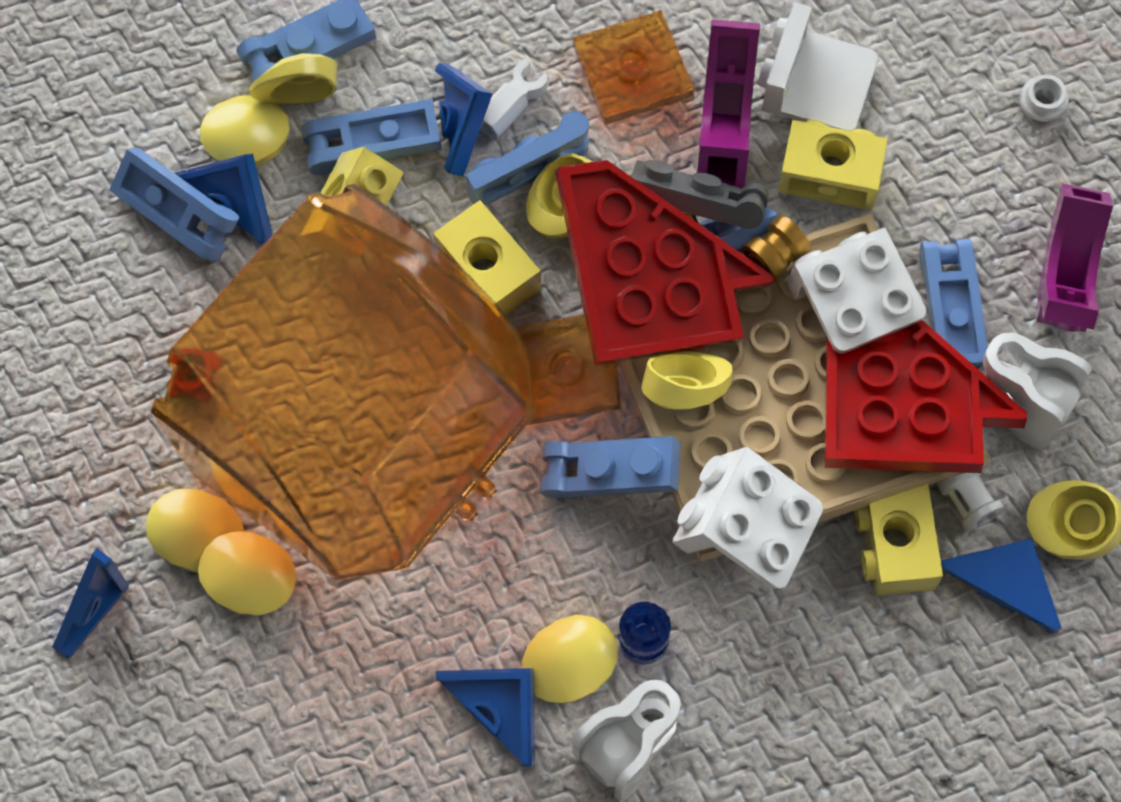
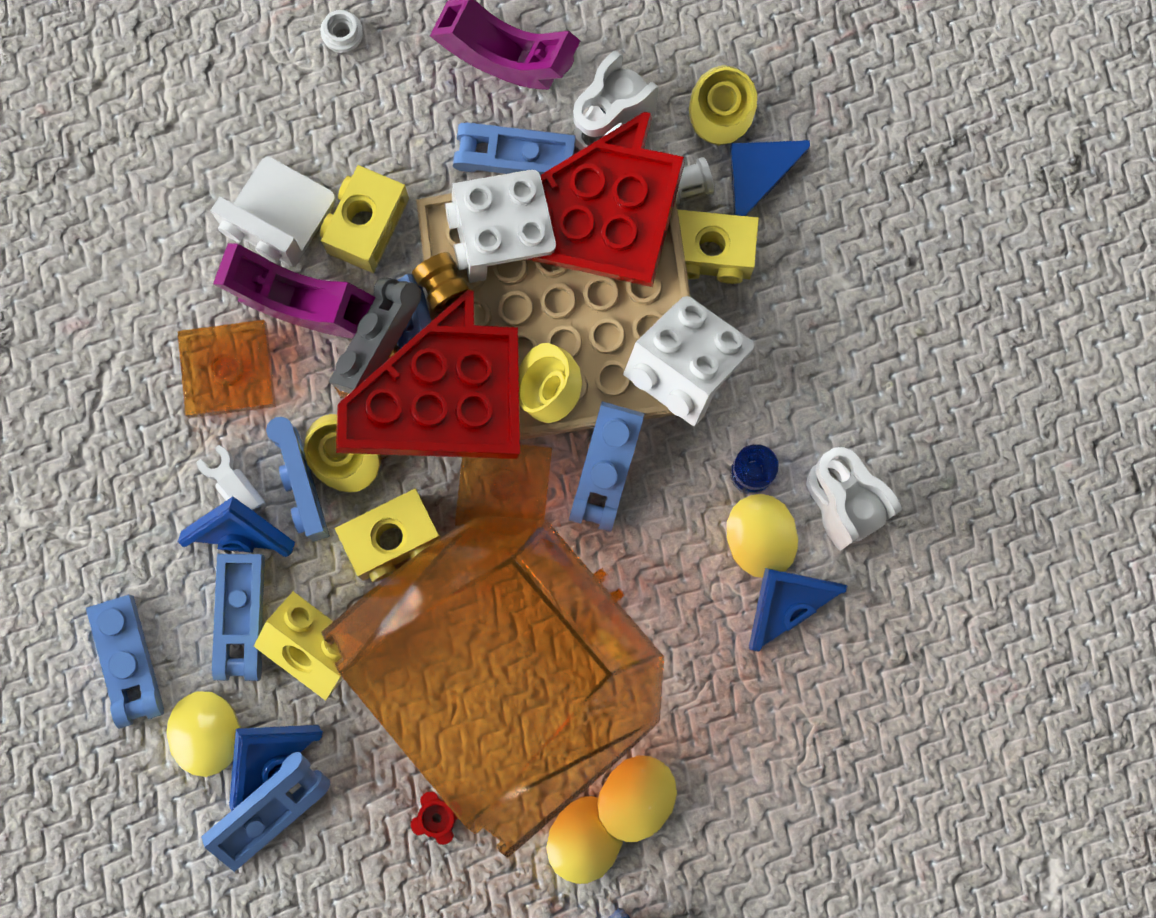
camera: 80 degrees left, 10 degrees up
(297, 80) = (166, 673): light yellow hat -> none

